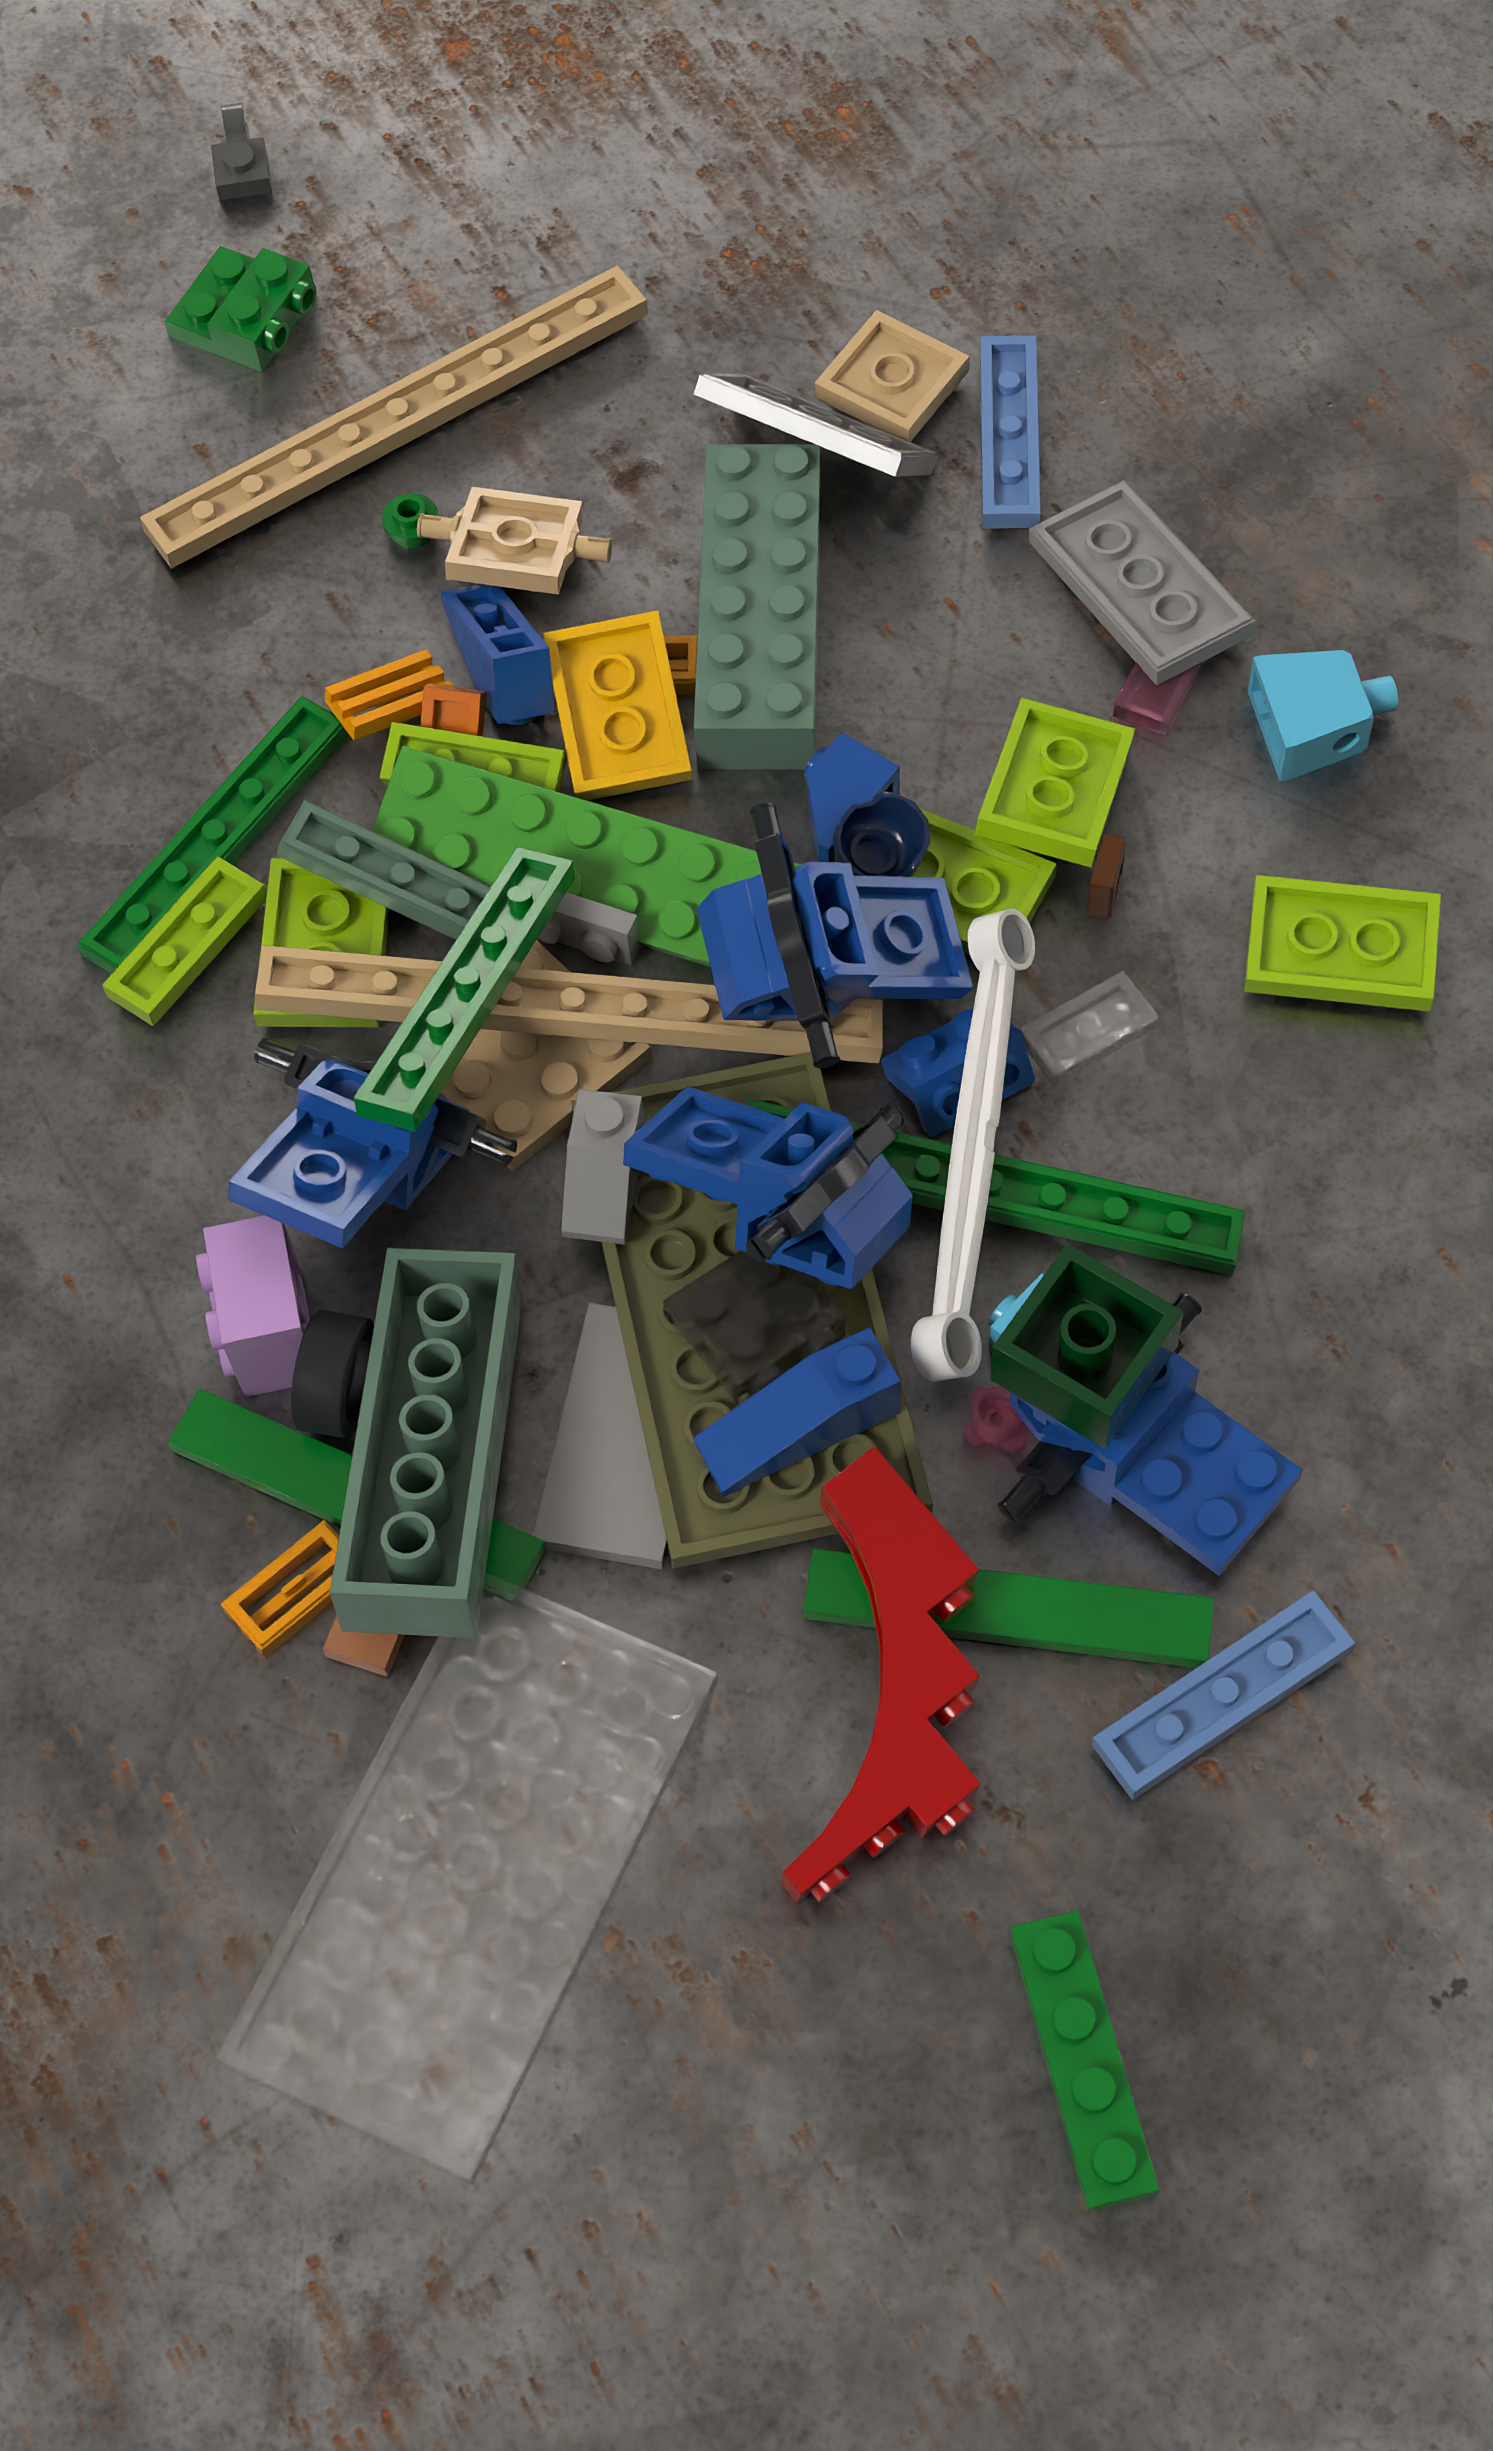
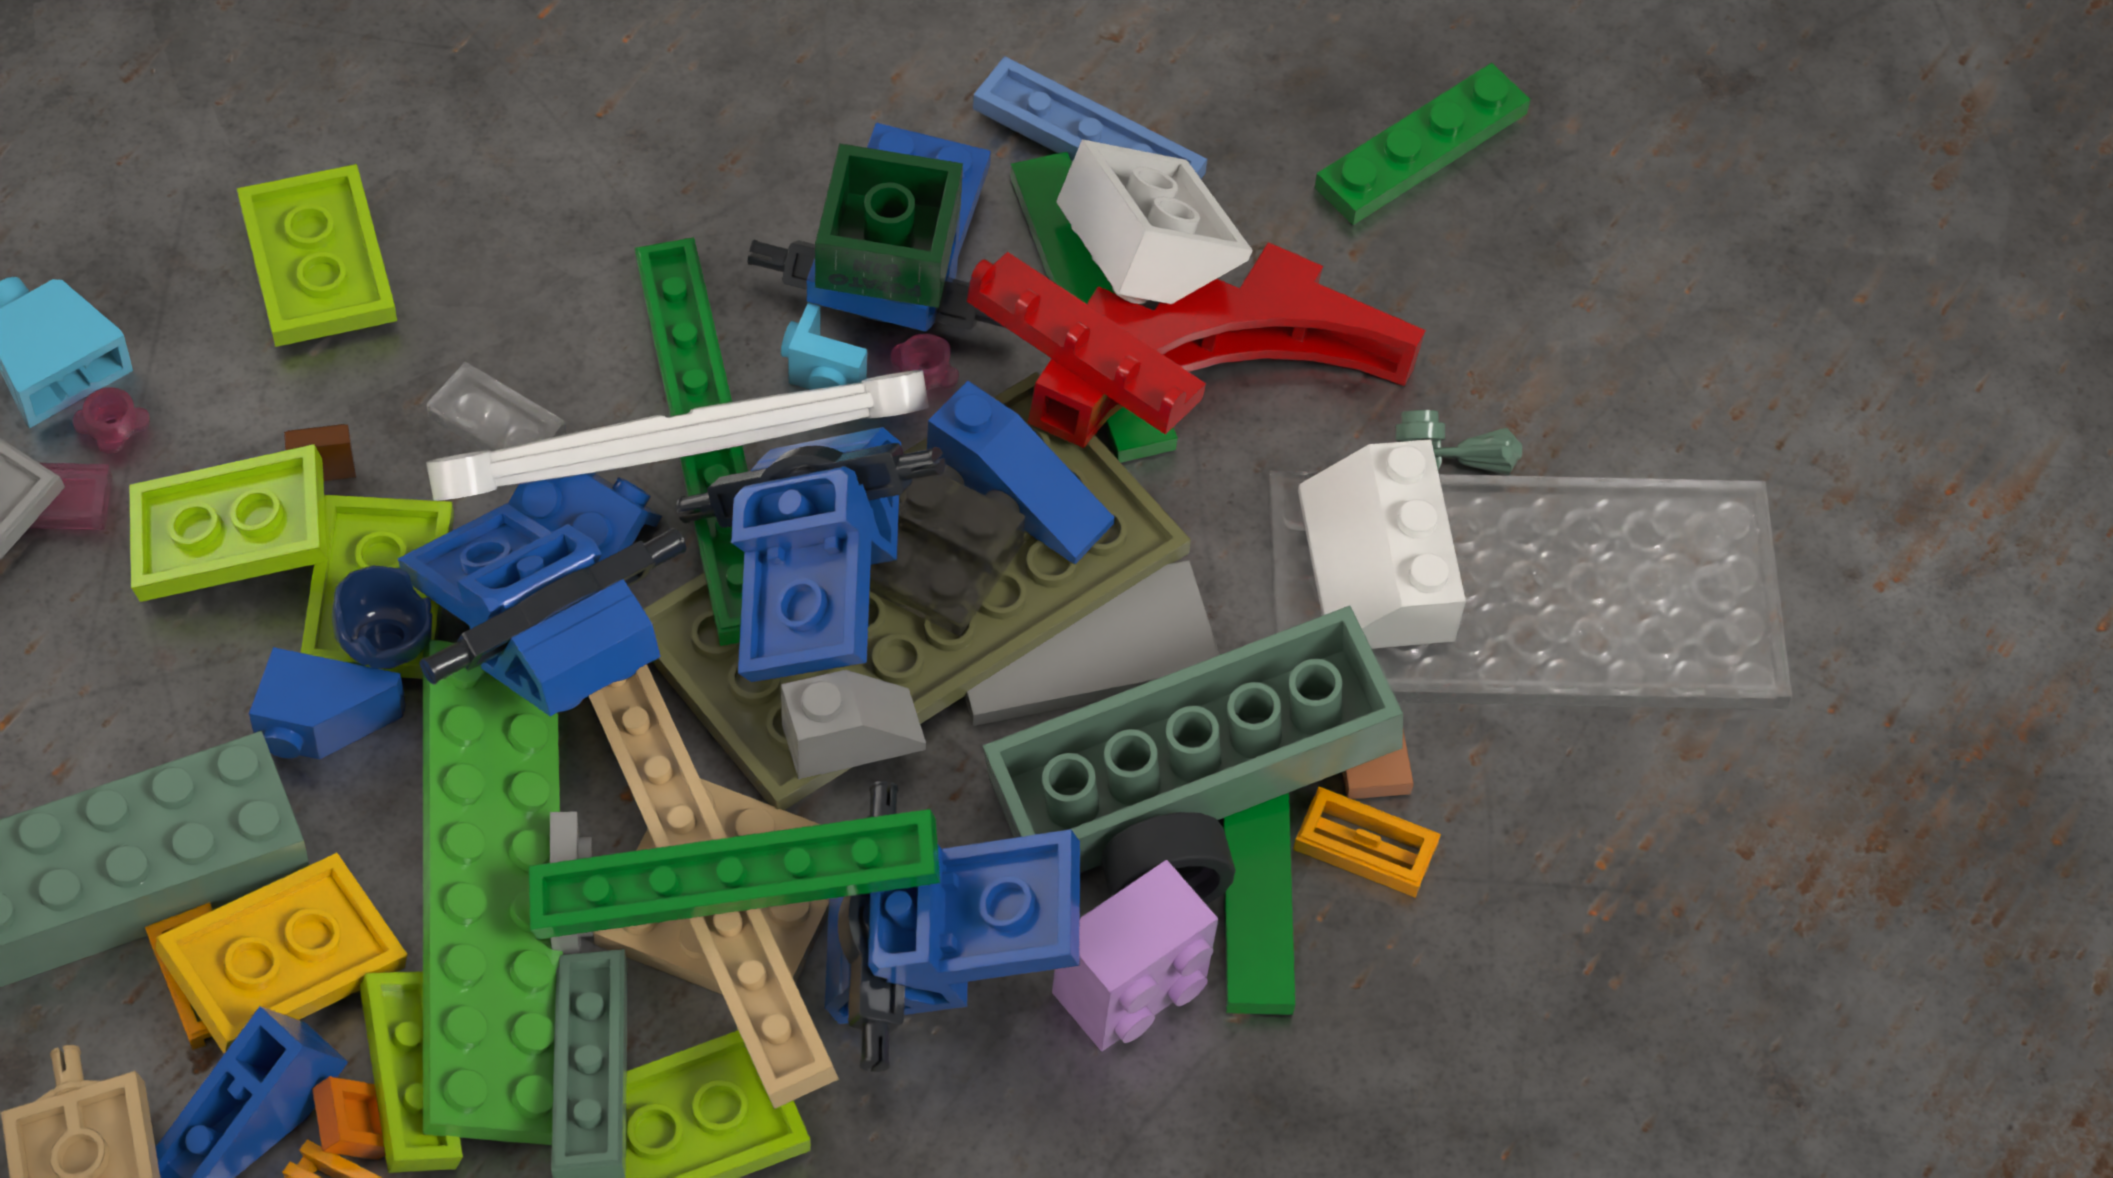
camera: 125 degrees left, 5 degrees down
(555, 1718) = (1385, 544): none -> white slope
(701, 1858) = (1492, 451): none -> sand green piece
(899, 1509) = (1084, 341): none -> red hinge
(1036, 1657) = (1148, 222): none -> white slope
(1225, 728) = (107, 405): none -> clear pink plate

